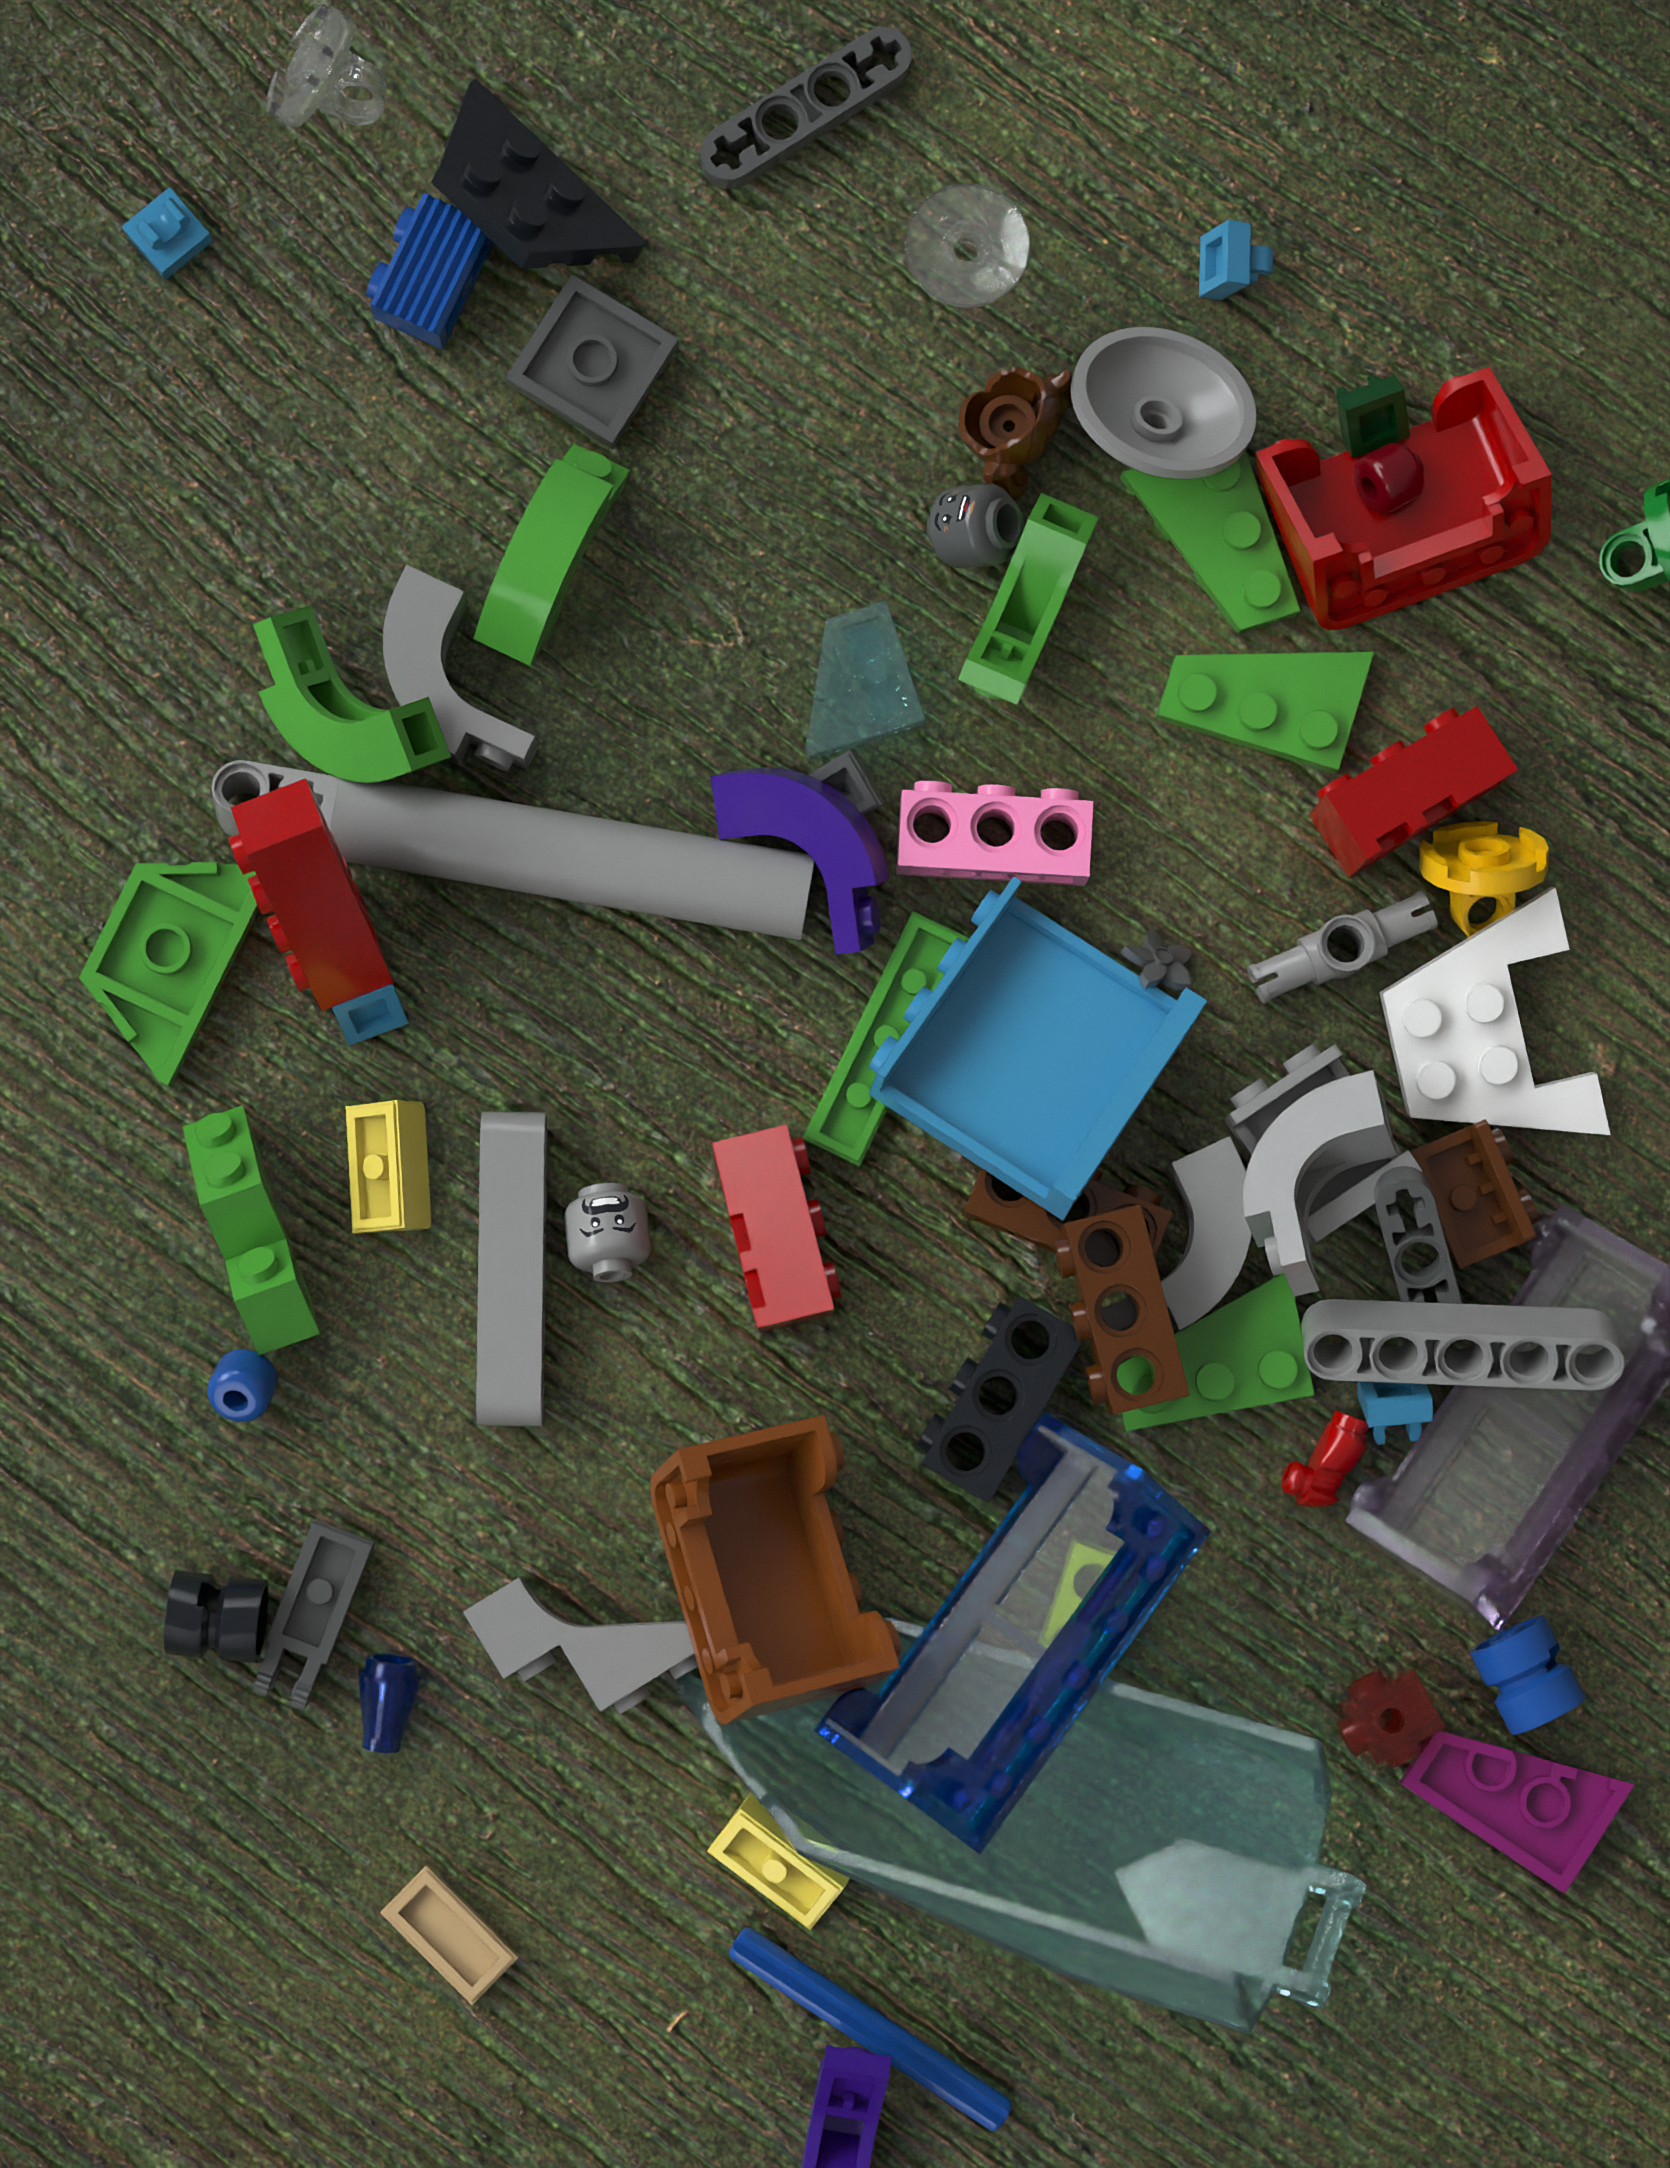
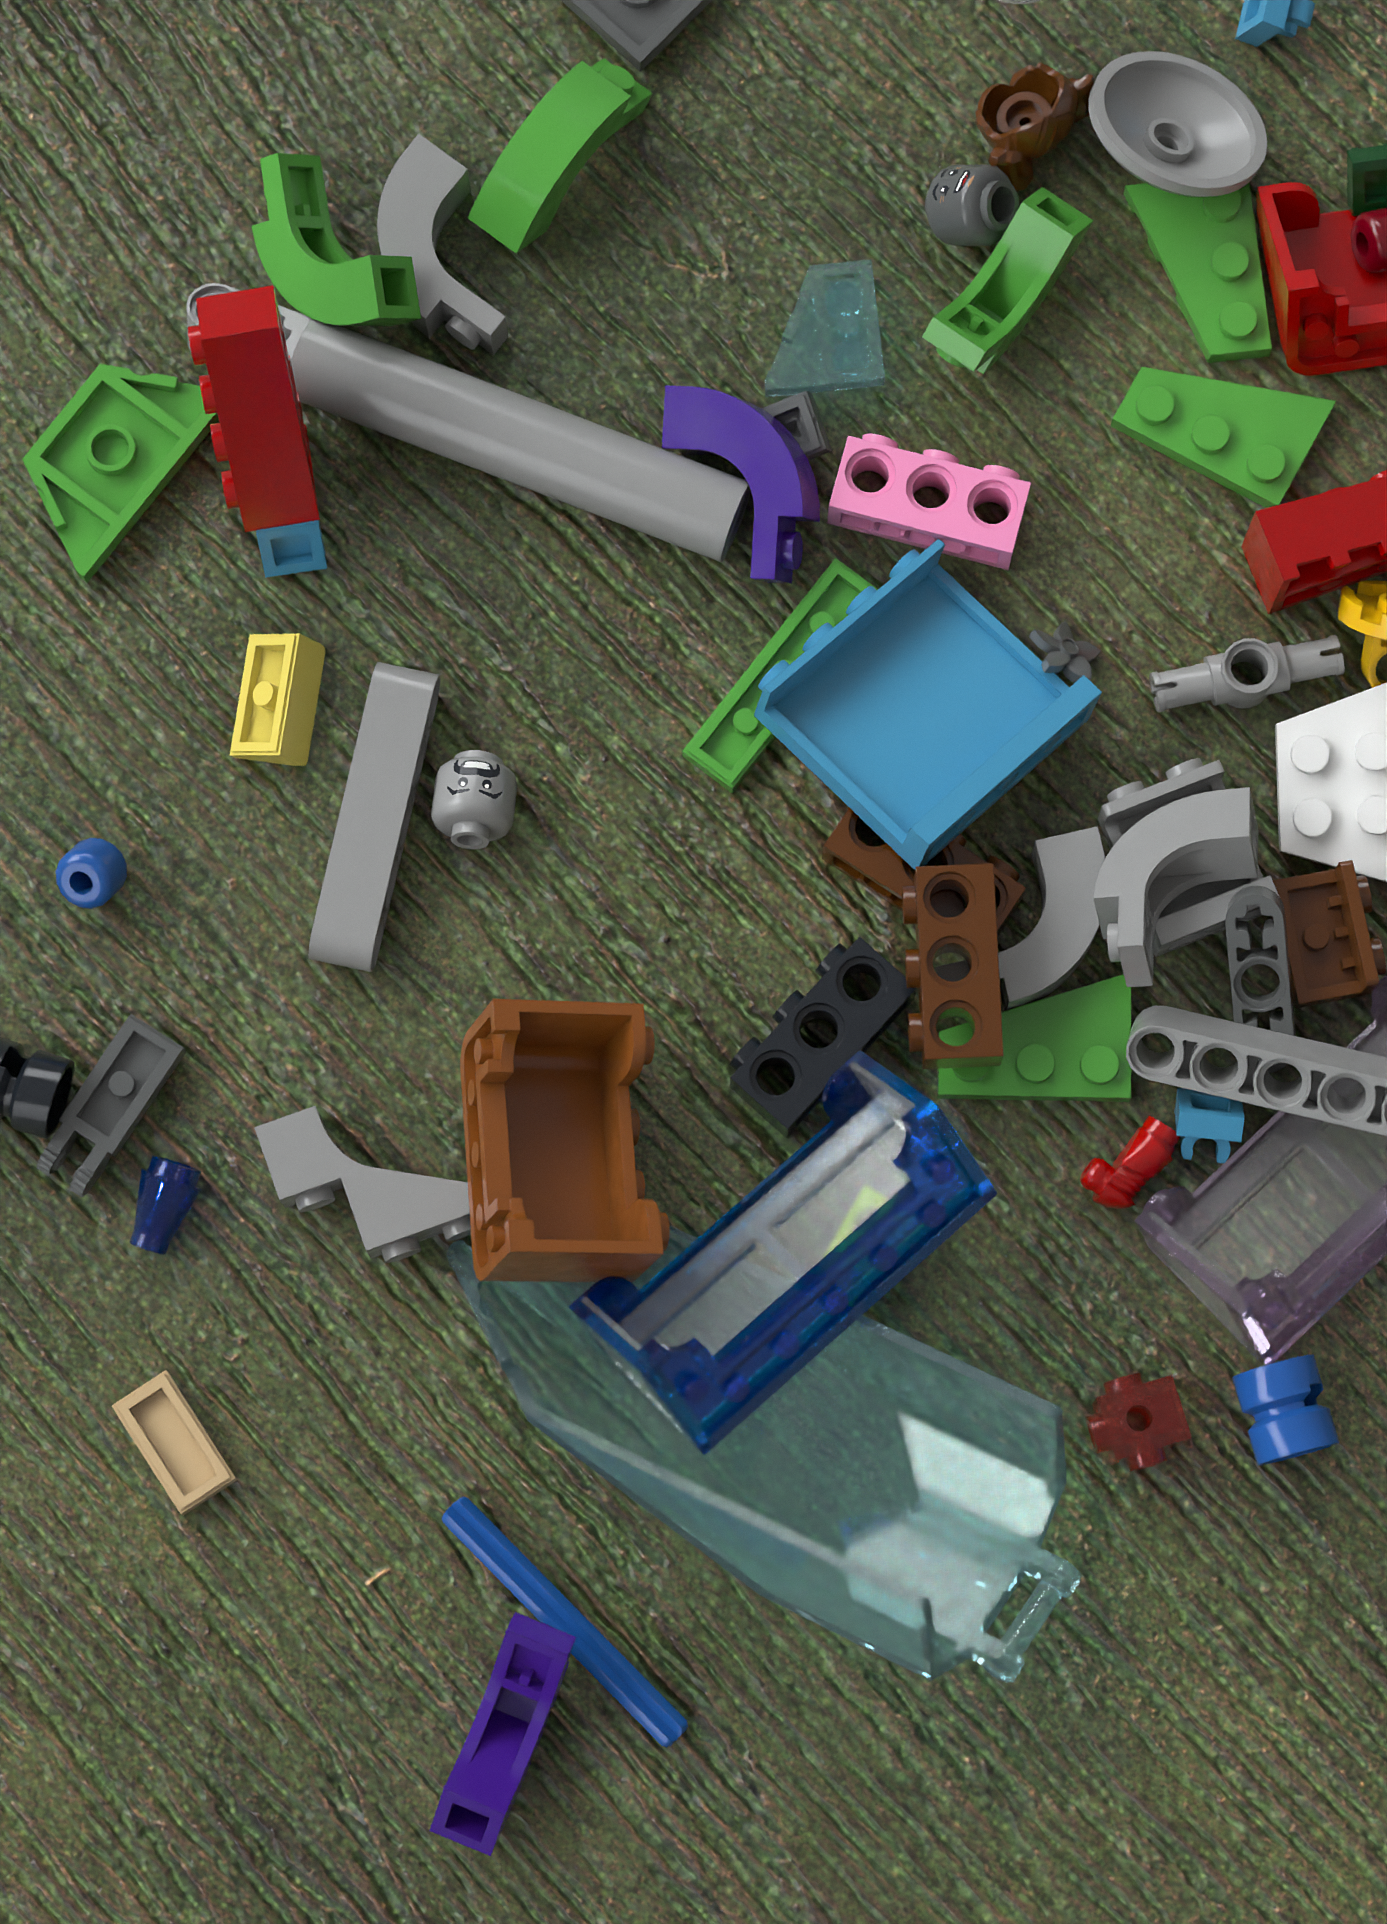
camera: 25 degrees right, 5 degrees down
(249, 1231) = (130, 728): bright green arch -> none
(765, 1859) = (507, 1444): light yellow slope -> none
(776, 1228) = (637, 829): wedge -> none
(1518, 1803) = (1252, 1538): magenta wing -> none

